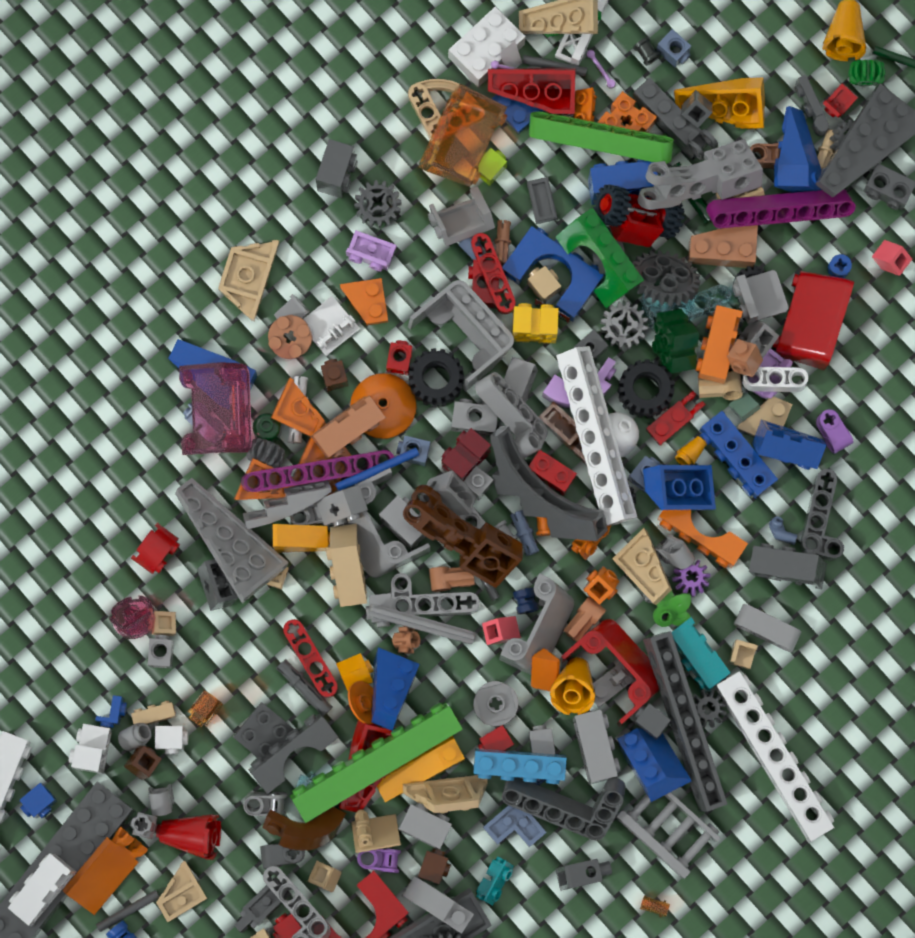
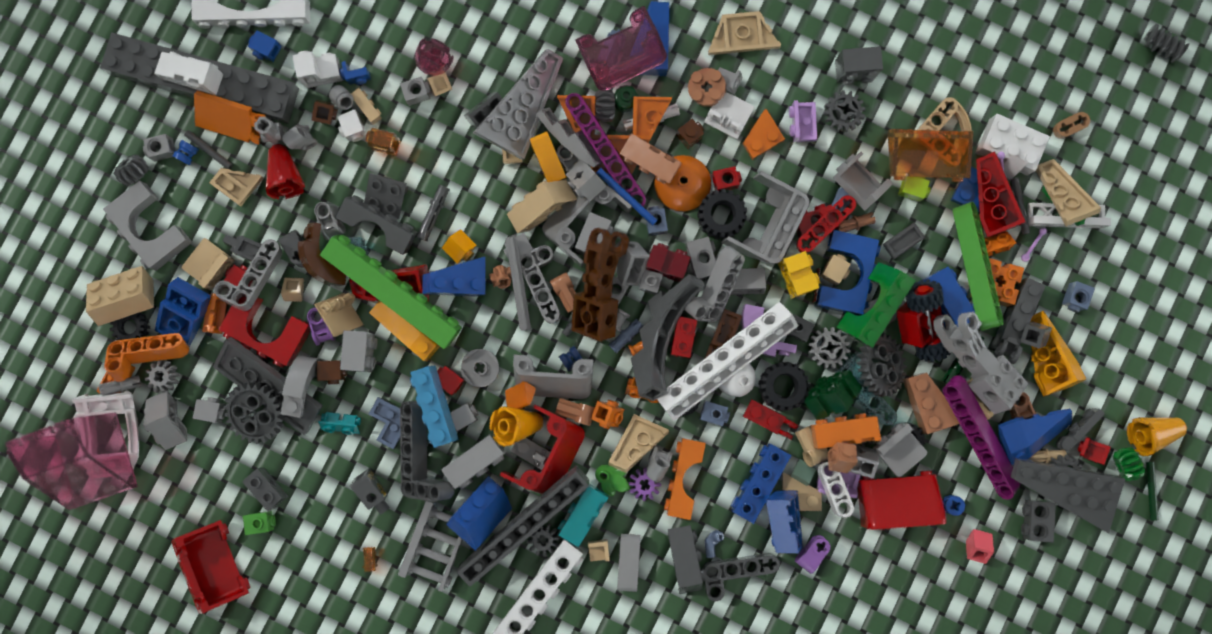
camera: 70 degrees right, 5 degrees up
(155, 549) = (494, 52): red brick -> none
(312, 657) = (461, 210): red beam -> none
(360, 701) = (436, 259): orange dish -> none
(448, 794) = (389, 358): tan wing -> none
(501, 630) = (539, 348): coral brick -> none
(647, 51) = (1065, 275): pearl dark grey bush -> none
(652, 720) = (512, 499): dark grey brick -> none
(680, 487) = (712, 446): blue slope -> none
(690, 452) = (746, 443): light orange cone -> none

